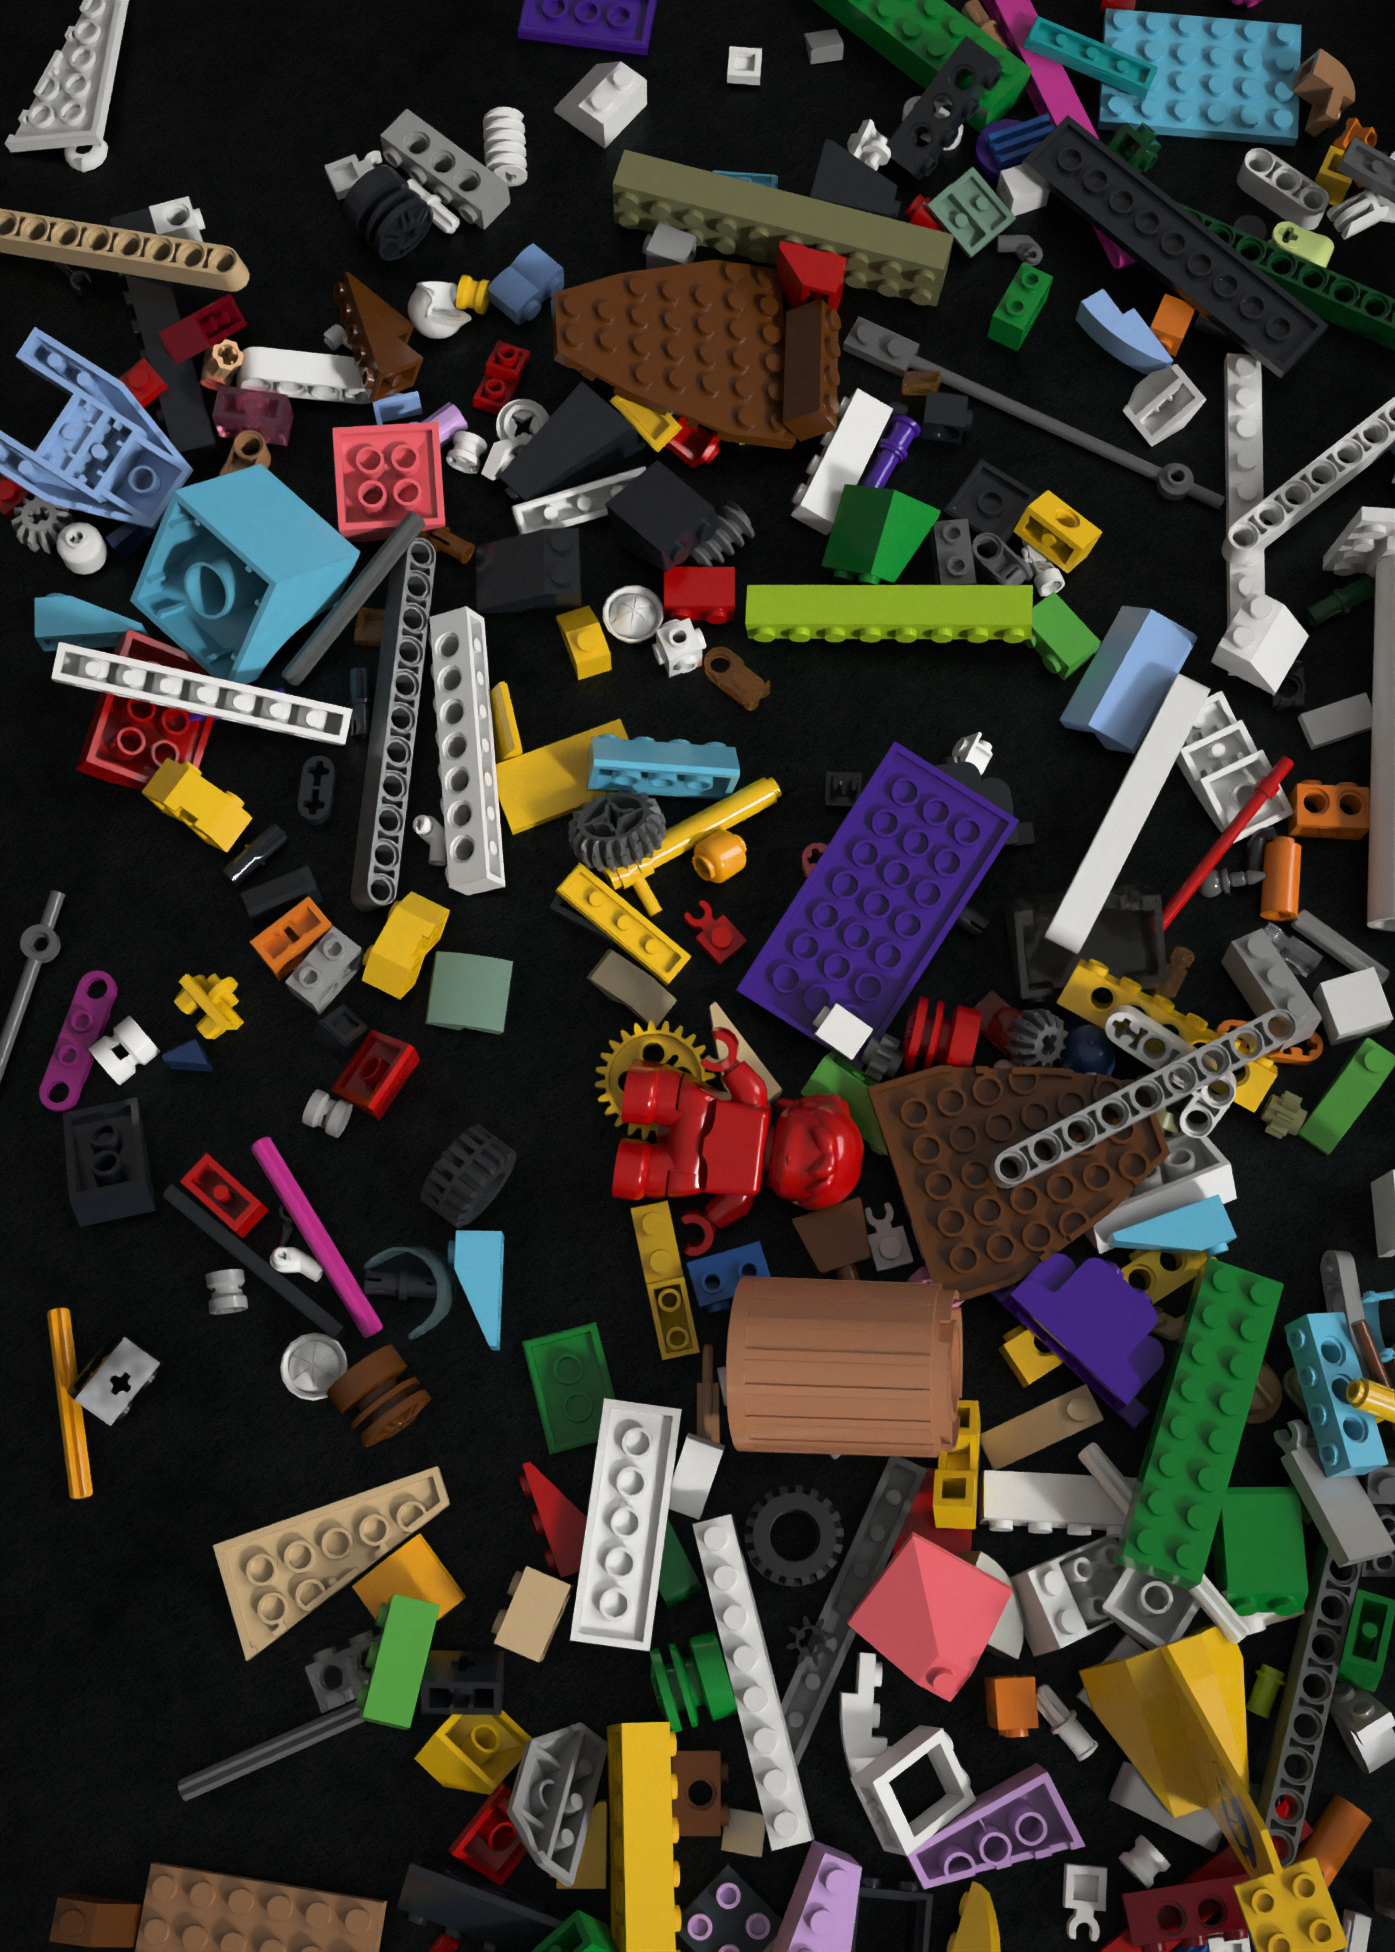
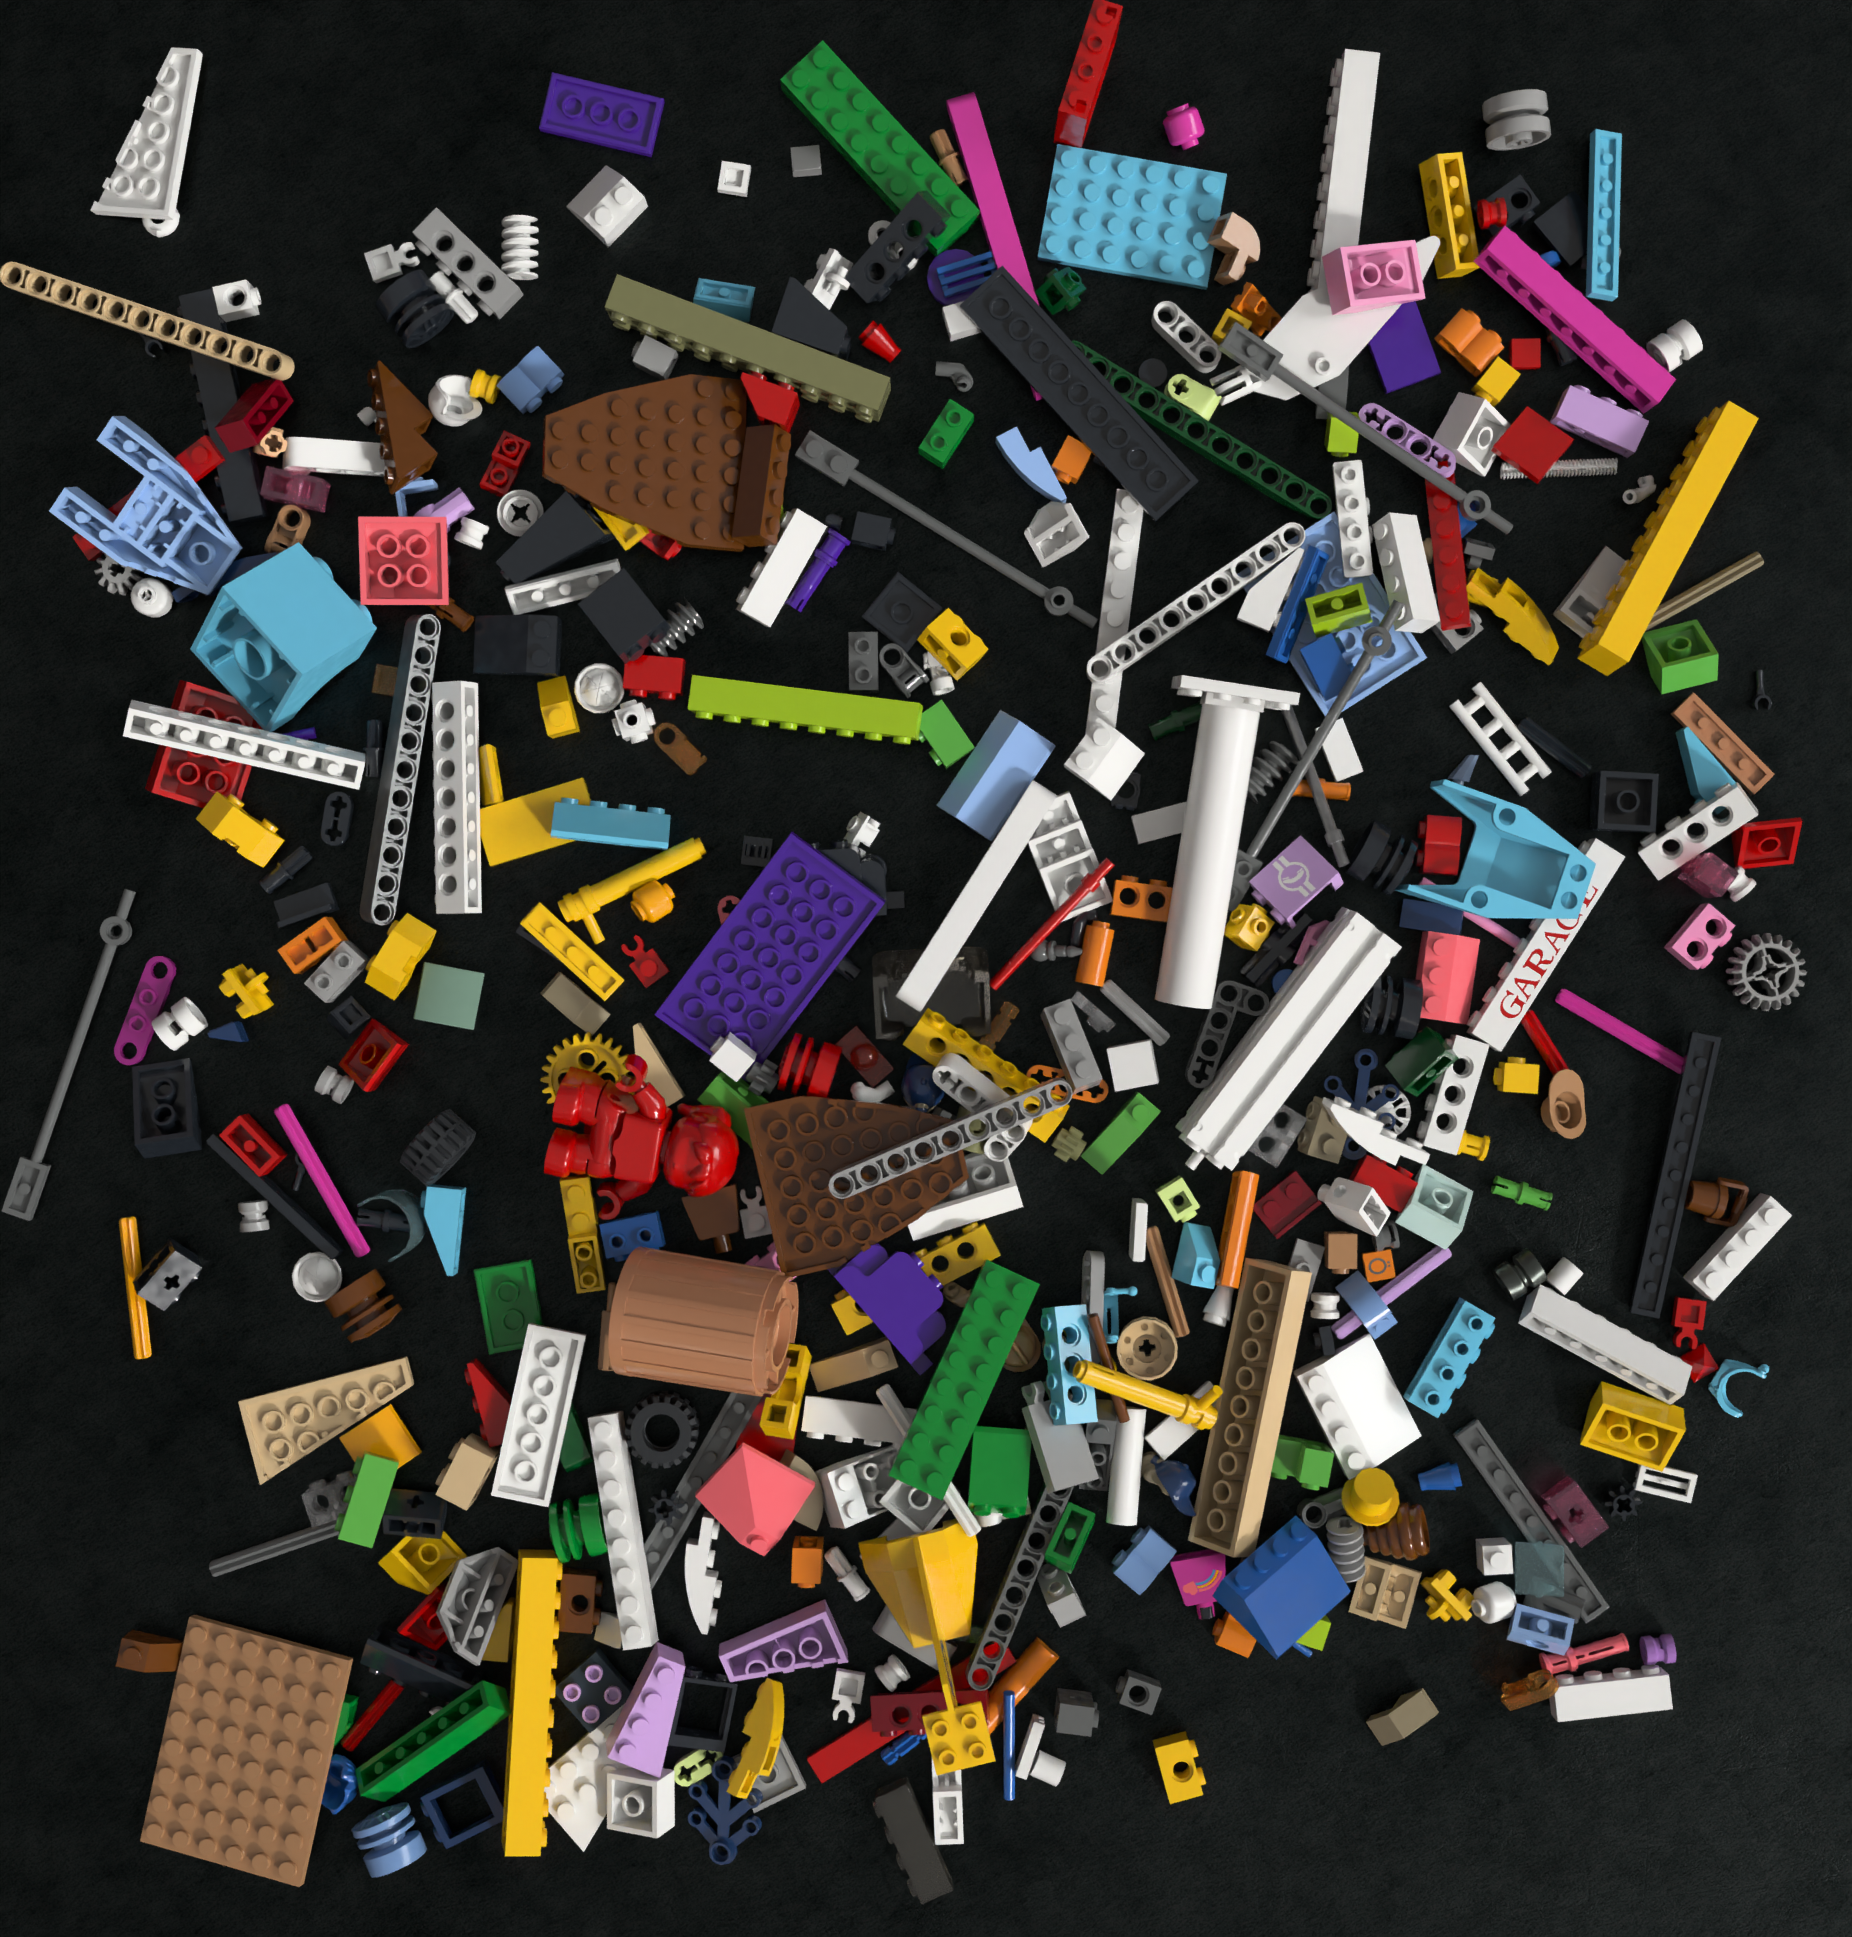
camera: 10 degrees right, 15 degrees up
(78, 623) = (142, 662): medium azure slope -> none
(295, 1261) = (305, 1195): white arm -> none
(353, 599) = (371, 662): dark grey axle -> none
(432, 832) = (426, 861): white arm -> none
(499, 458) = (499, 543): white plate -> none
(617, 830) = (571, 878): dark grey gear -> none
(694, 1475) = (593, 1380): white tile -> none
(876, 534) = (801, 640): green slope -> none
(881, 1804) = (719, 1594): white window -> none
(920, 382) = (855, 498): clear orange tile -> none
(971, 212) = (914, 341): sand green slope -> none
(1036, 1039) = (881, 1075): dark grey gear -> none
(1090, 57) = (1033, 200): teal tile -> none
(1184, 1231) = (976, 1233): medium azure slope -> none
(1265, 1690) = (995, 1563): lime pin -> none

